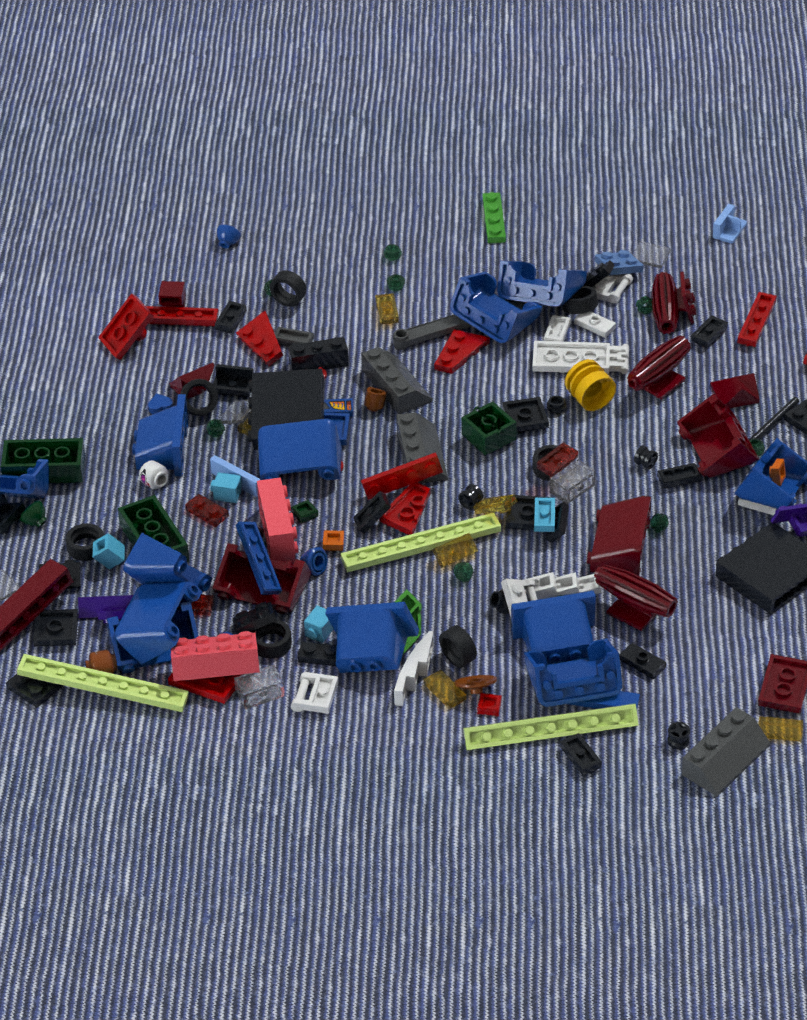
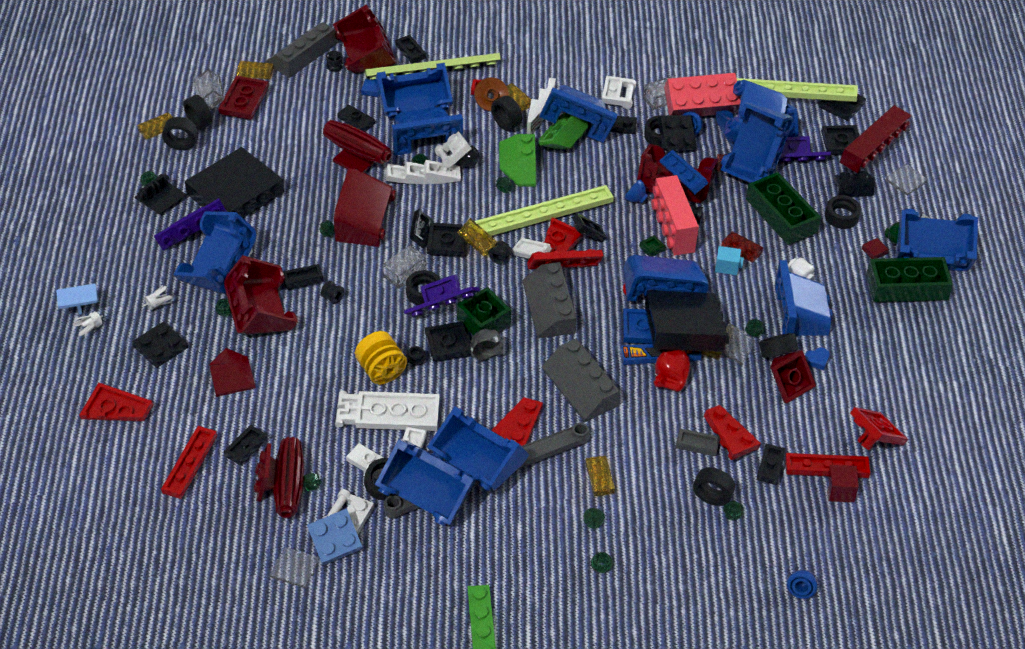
camera: 175 degrees right, 5 degrees up
(63, 507) = (875, 249): none -> dark red tile
(102, 661) = (798, 102): dark orange head -> none
(108, 551) = (817, 192): medium azure brick -> none
(233, 380) = (748, 376): black bracket -> none
(249, 481) = (723, 272): light blue tile -> none
(317, 625) = (622, 140): medium azure brick -> none
(323, 353) = (666, 406): black brick -> none
(333, 540) = (621, 213): orange plate -> none
(375, 399) = (600, 353): dark orange plate -> none
(436, 496) = (526, 247): none -> white tile
(445, 606) = (518, 159): none -> bright green wedge
(455, 550) = (517, 200): clear yellow plate -> none
(485, 394) = (486, 344): none -> dark grey hair
(531, 425) = (441, 292): none -> dark purple bracket
(544, 515) = (431, 221): medium azure plate -> none
(557, 459) = (418, 268): clear red plate -> none
(599, 274) = (362, 505): black plate -> none
(634, 752) = (364, 41): none -> dark red windscreen
(655, 370) = (307, 377): dark red plate -> none
(727, 226) = (193, 607): light blue panel -> none
(775, 419) = (198, 341): black bar -> none
(777, 471) = (210, 260): orange plate -> none

